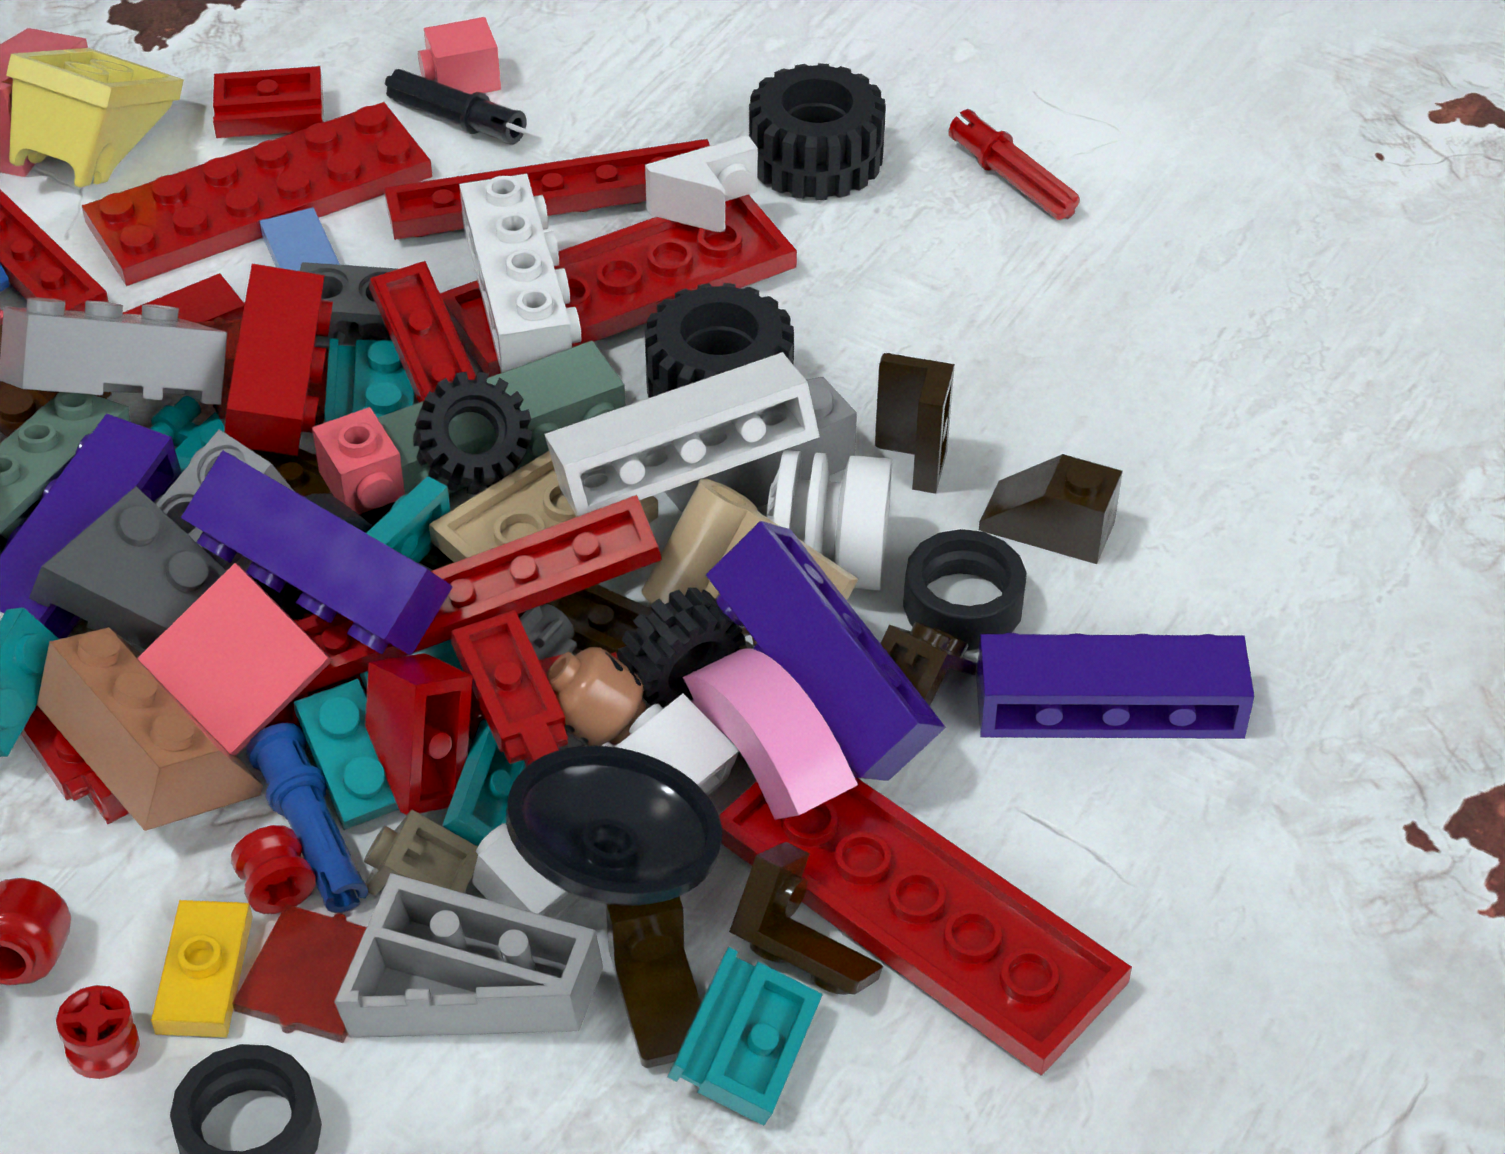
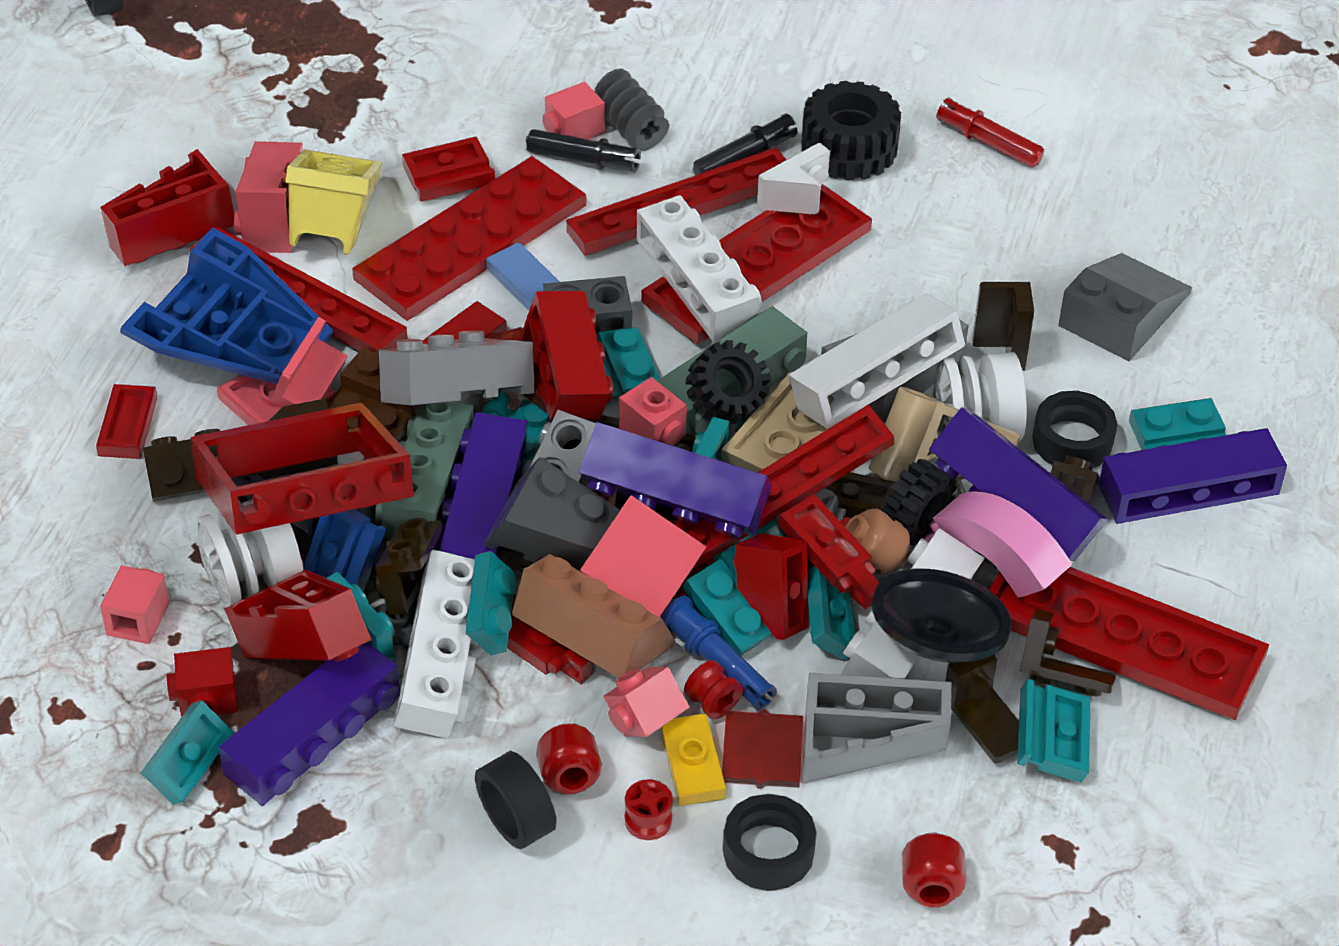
camera: 15 degrees left, 0 degrees up
(158, 867) = (644, 701): none -> coral brick
(420, 327) = (652, 321): red tile -> none
(421, 852) = (797, 659): dark tan bracket -> none
(535, 63) = (632, 110): none -> dark grey piece
(691, 126) = (753, 143): none -> black axle
(711, 334) = (850, 295): black tyre -> none
(1057, 507) = (1111, 365): dark brown slope -> none
(1108, 413) = (1120, 304): none -> dark grey slope
(1124, 605) = (1176, 423): none -> teal plate

